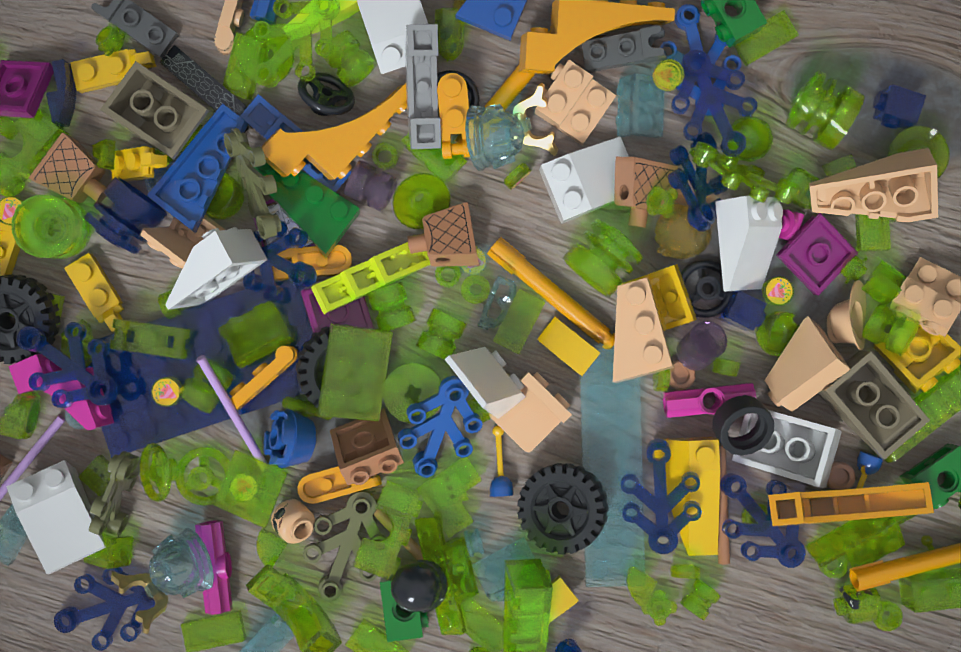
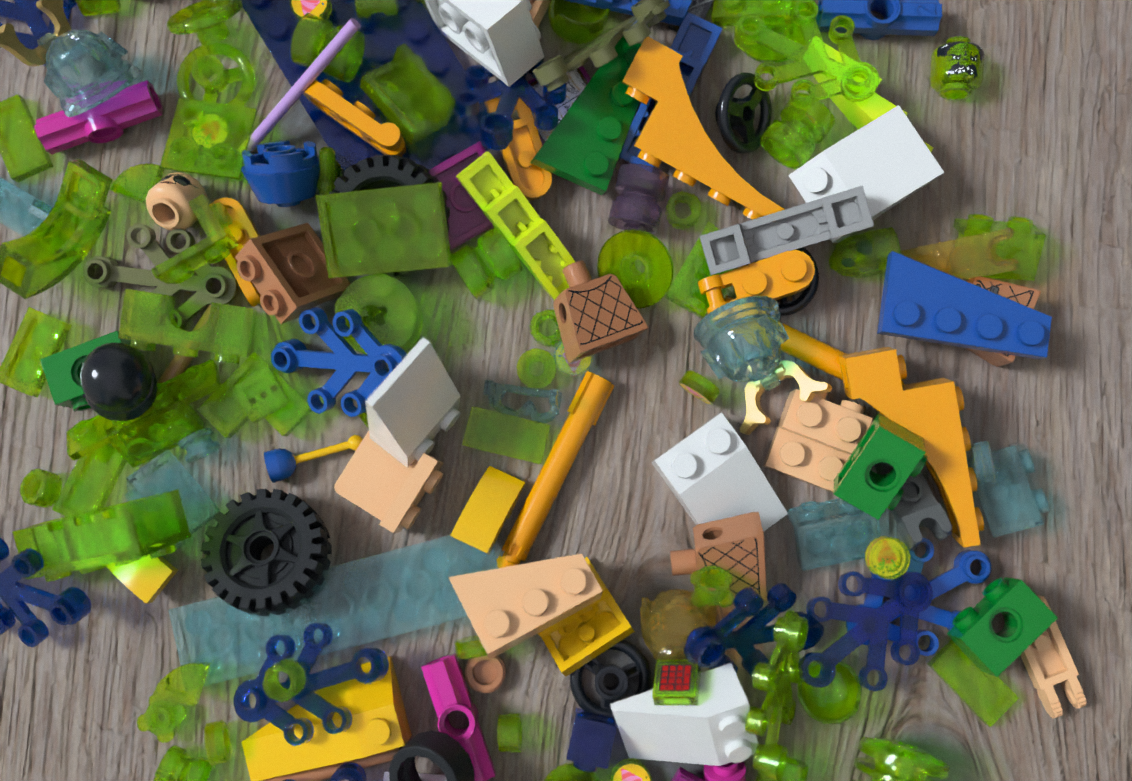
camera: 75 degrees right, 5 degrees down
(316, 495) = (213, 249): none -> clear neon green bracket
(441, 334) = (464, 336): clear neon green wheel -> none
(591, 57) = (885, 443): none -> green brick
(603, 257) = (617, 526): clear neon green wheel -> none
(659, 521) = (272, 685): none -> clear neon green axle
(701, 345) = (529, 691): clear purple wheel -> none
(720, 241) = (676, 682): none -> tile

